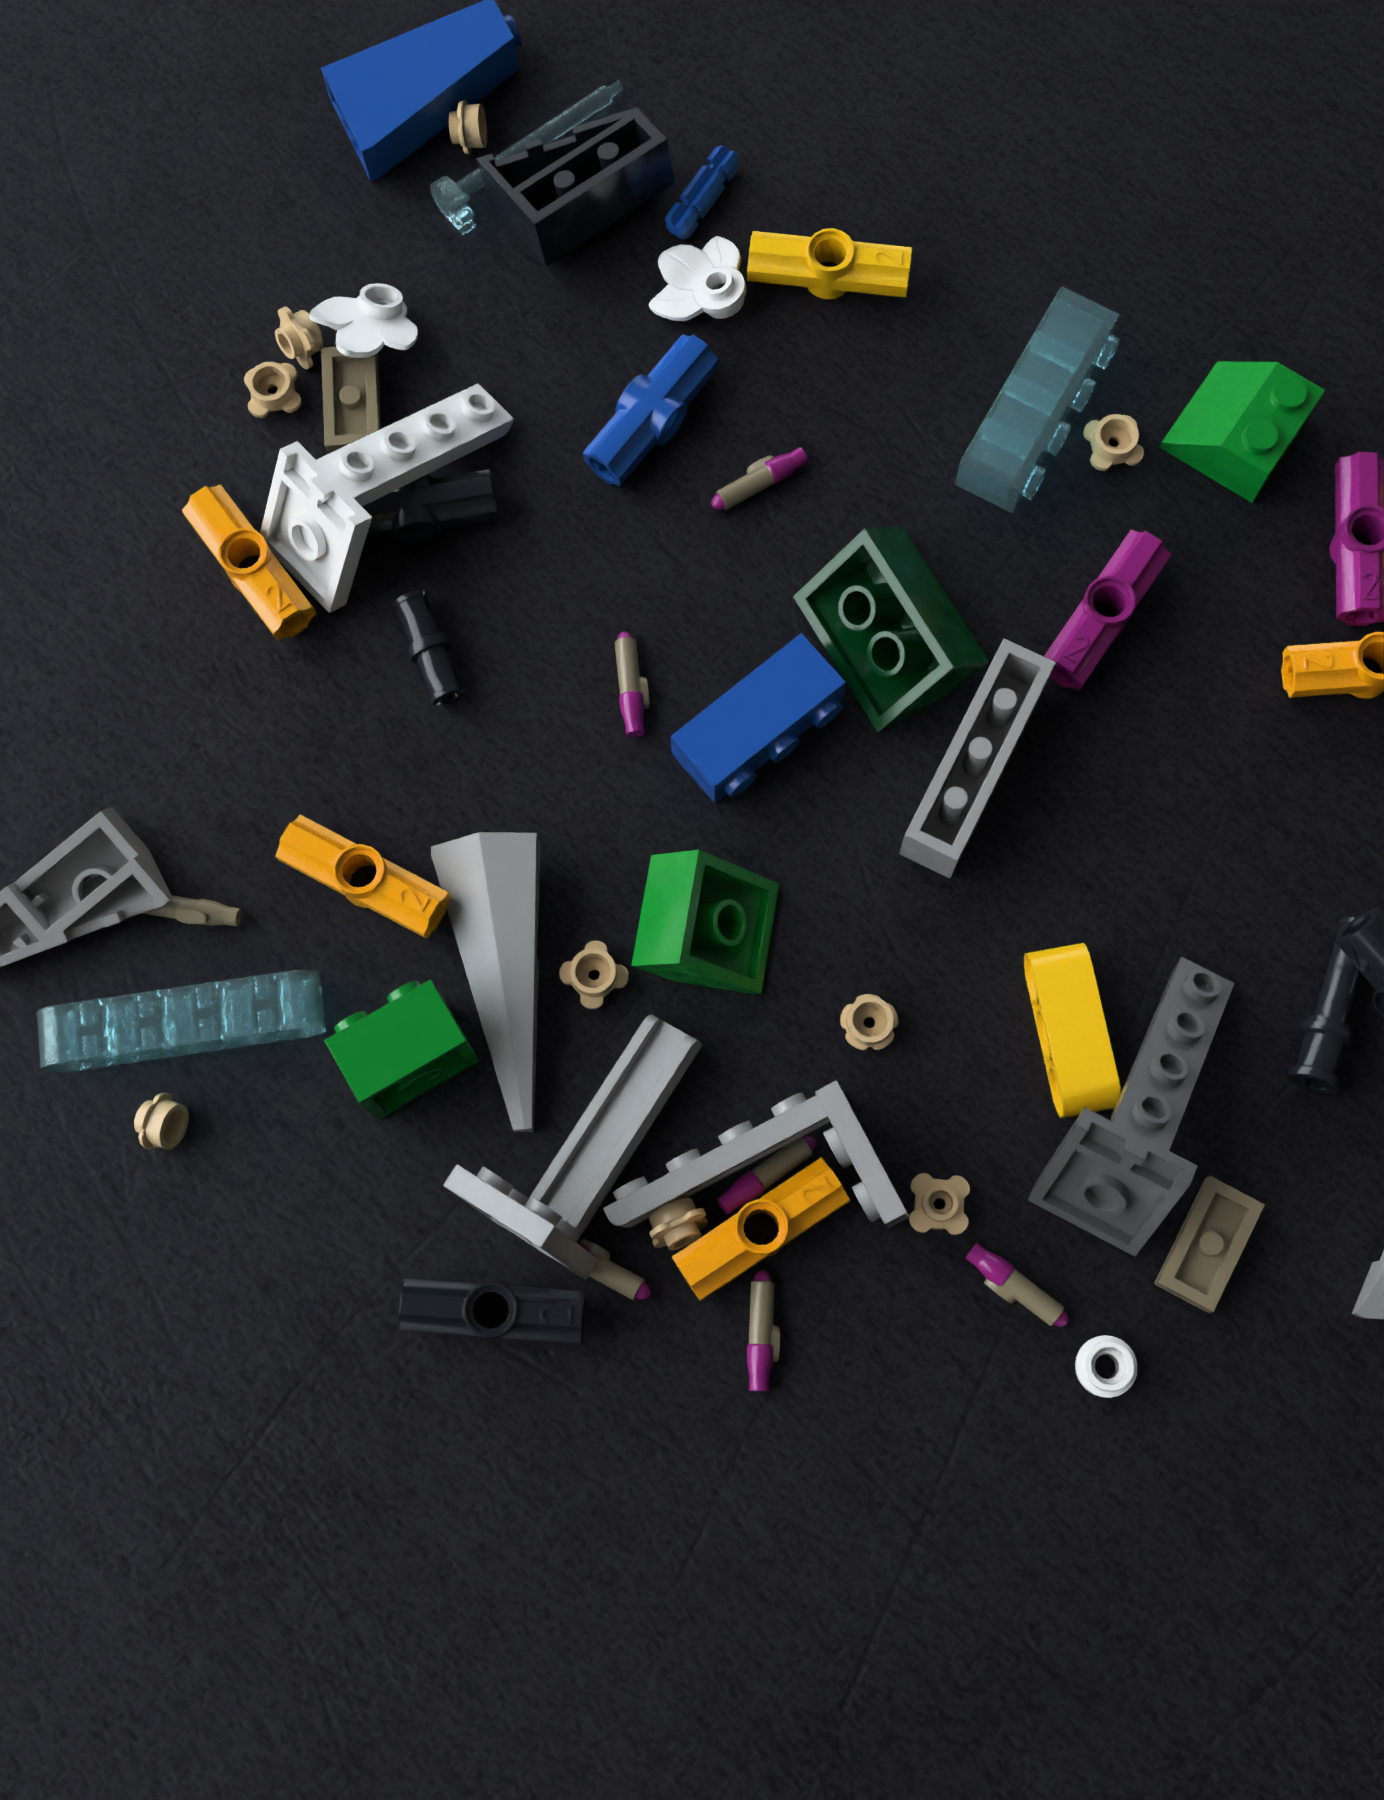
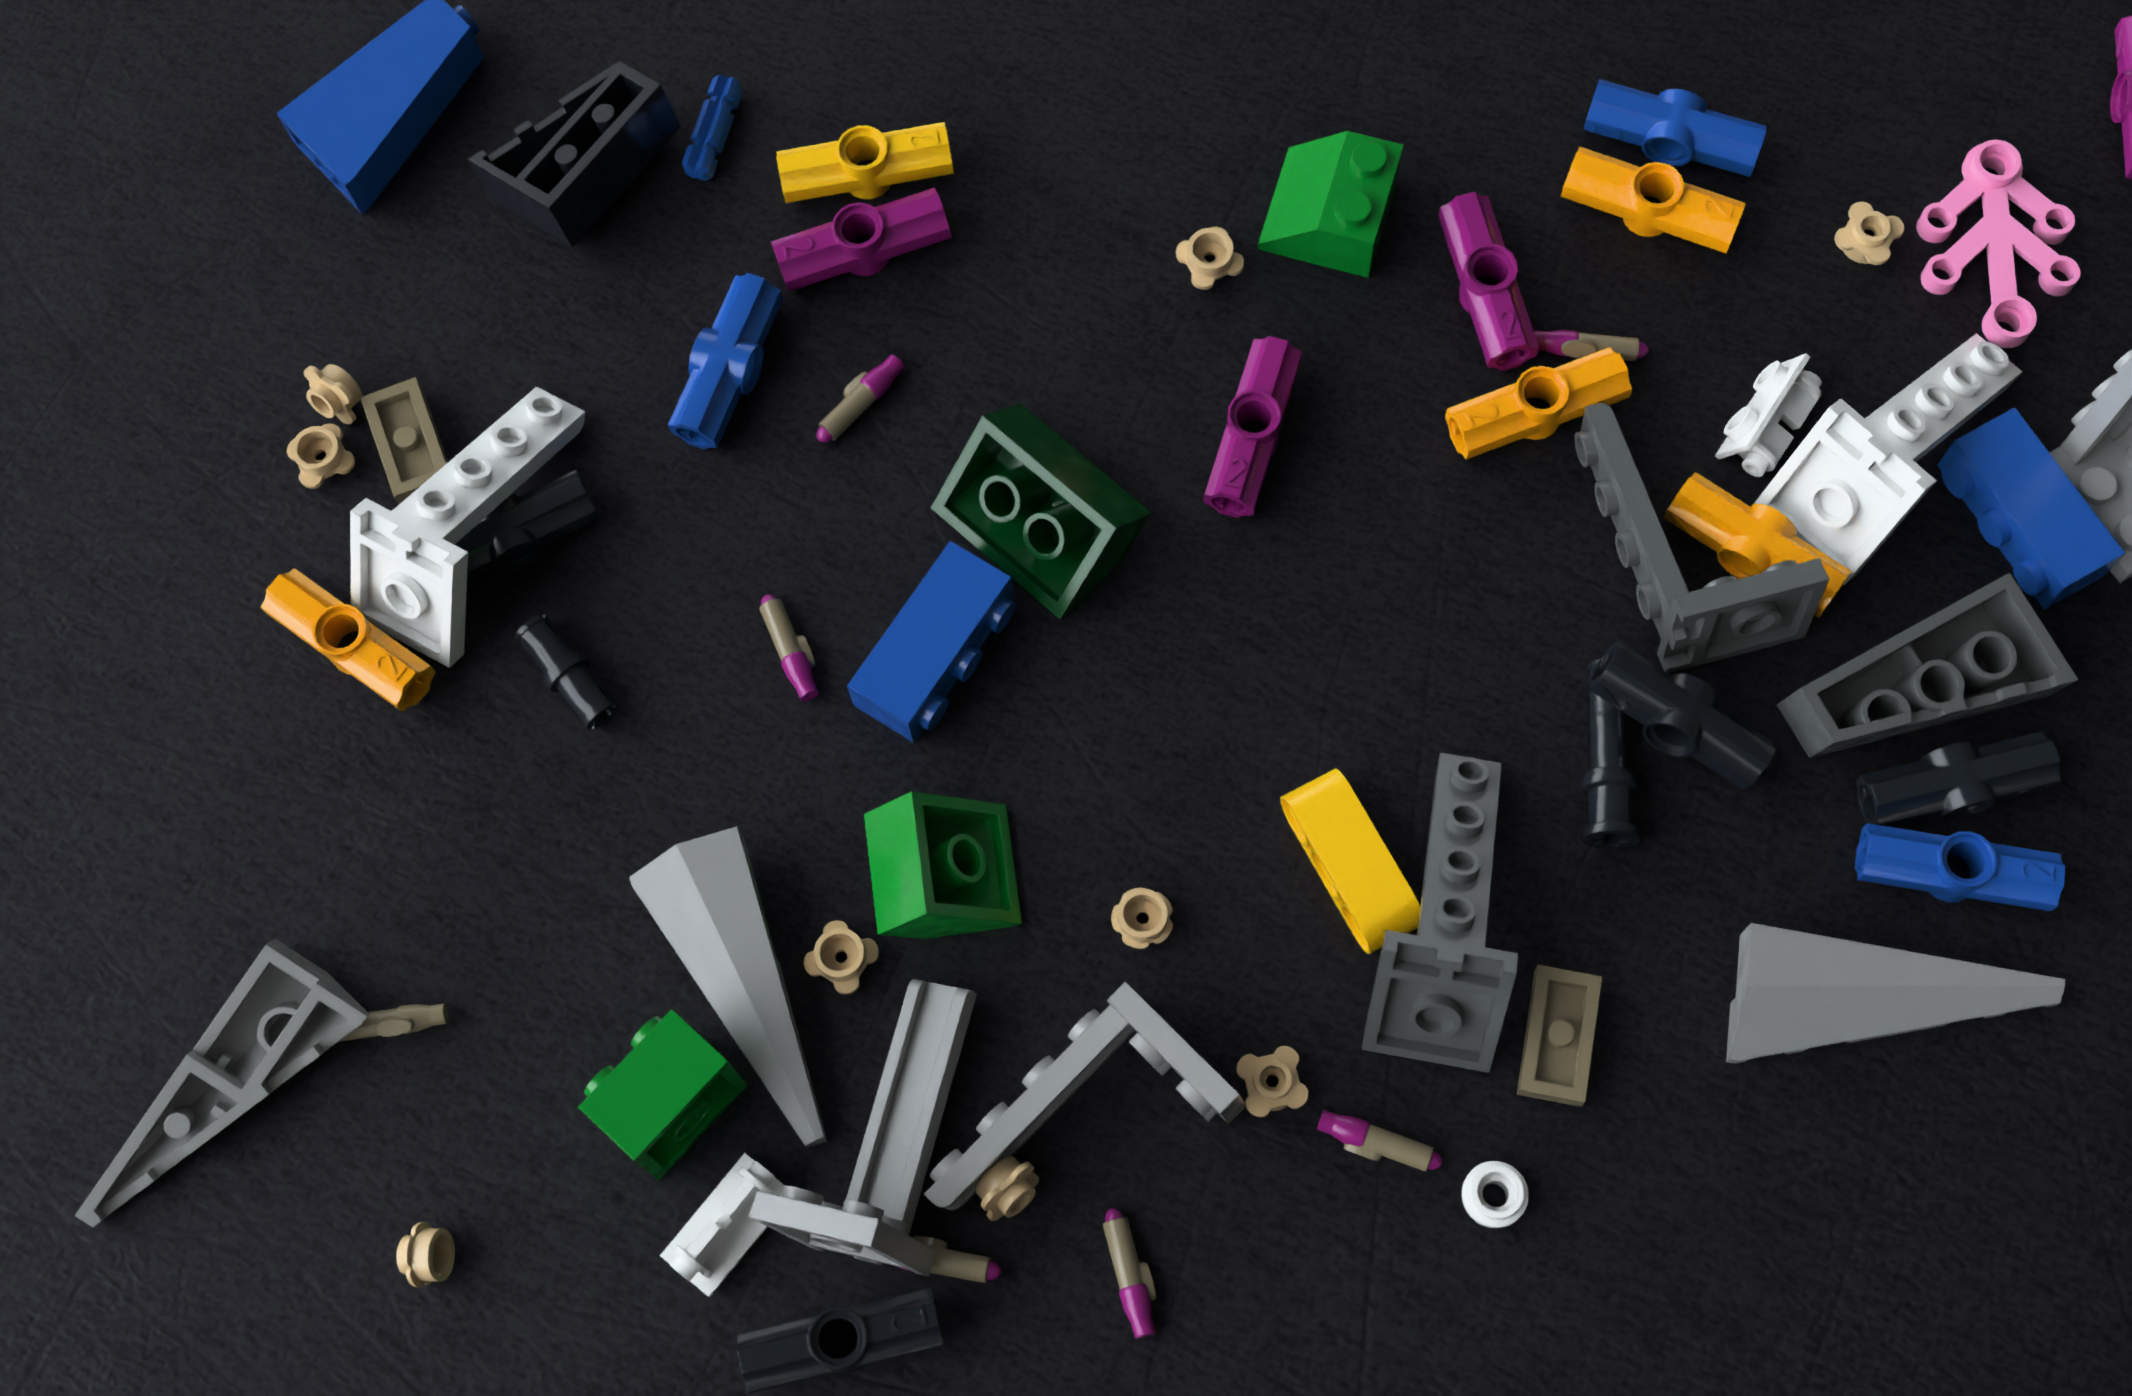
camera: 15 degrees left, 5 degrees down
(180, 1021) = (415, 1141): clear light blue beam -> none
(334, 859) = (529, 924): light orange piece -> none
(367, 321) = (401, 356): white plate -> none
(417, 1180) = (721, 1227): none -> white hinge
(452, 196) = (455, 204): clear light blue piece -> none
(468, 126) = (448, 129): tan plate -> none
(700, 281) = (737, 217): white plate -> none
(755, 1182) = (1075, 1119): piece -> none
(794, 1207) = (1070, 1200): light orange piece -> none
(837, 331) = (893, 230): none -> magenta piece
(976, 758) = (1168, 615): light grey brick -> none
(1037, 399) = (1119, 238): clear light blue brick -> none

